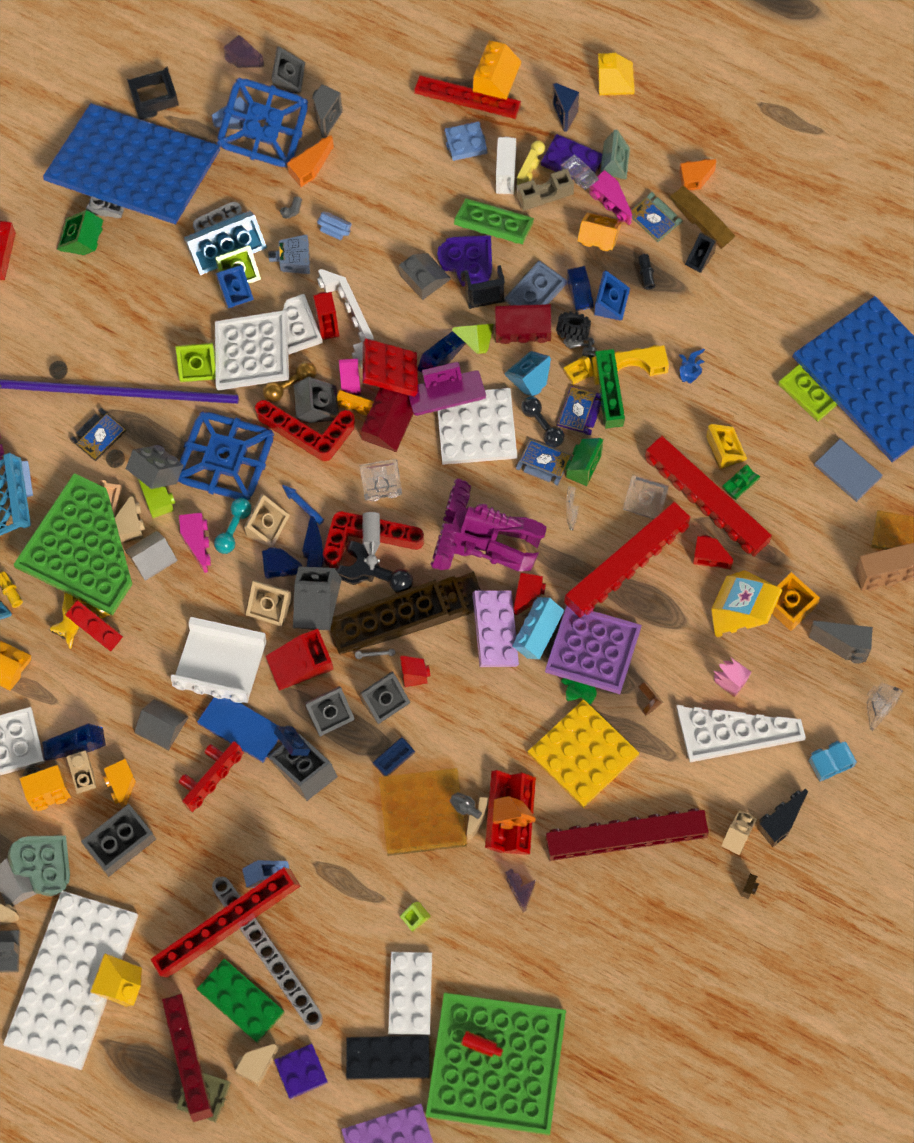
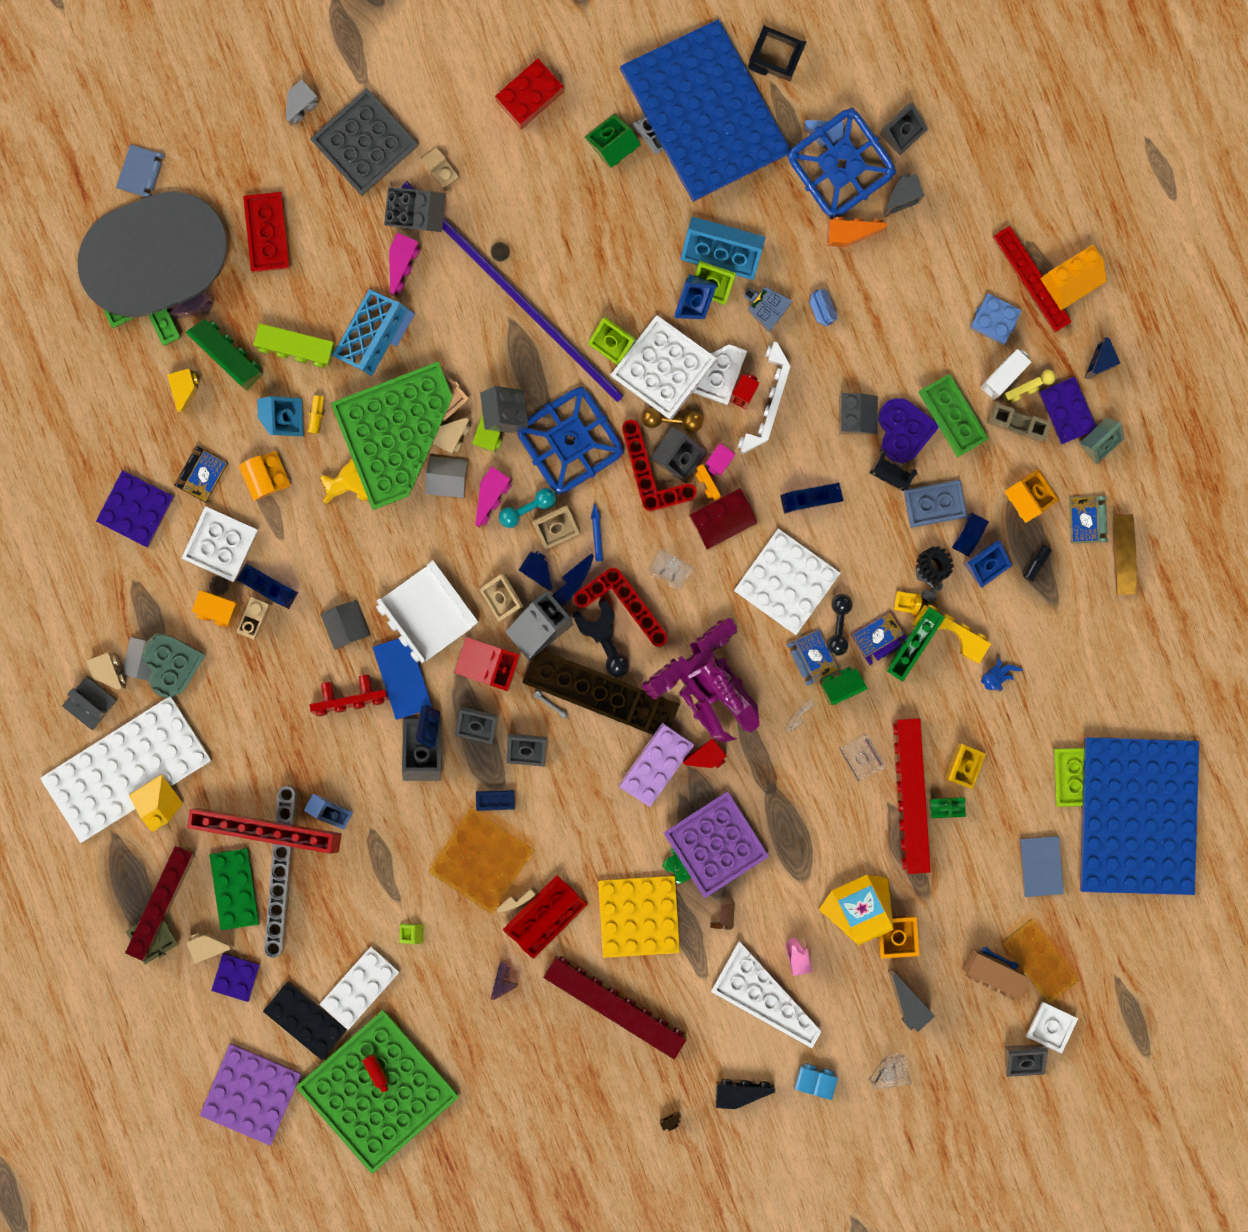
camera: 35 degrees right, 20 degrees up
(93, 625) = (353, 505): red brick -> none
(98, 435) = (487, 336): piece -> none
(115, 458) = (483, 370): clear smoke plate -> none
(118, 840) = (239, 694): dark grey brick -> none
(121, 780) = (278, 647): light orange slope -> none
(218, 212) = (741, 214): light grey beam -> none
(242, 54) = (880, 78): clear purple slope -> none
(292, 211) = (802, 264): dark grey arm -> none
(371, 537) = (621, 614): light grey wheel -> none
(390, 367) = (757, 479): red plate -> none
(414, 671) = (566, 748): red slope -> none
(447, 388) = (785, 535): magenta bracket -> none
(465, 805) = (513, 885): dark grey piece -> none
(476, 336) = (852, 504): lime slope -> none
(511, 812) = (543, 922): orange slope -> none
(523, 323) = (895, 529): dark red slope -> none
(530, 373) = (867, 573): dark azure slope -> none
(538, 628) = (688, 793): medium azure brick -> none
(580, 172) = (1059, 432): clear slope -> none
(611, 196) = (1069, 468): dark pink slope -> none
(615, 75) = (1171, 363): yellow slope -> none
(627, 560) = (804, 797): red brick -> none
(696, 174) = (1153, 511): orange slope -> none
(701, 252) = (1093, 586): black slope -> none
(711, 553) = (873, 843): red slope -> none
(739, 832) = (698, 1075): tan slope -> none

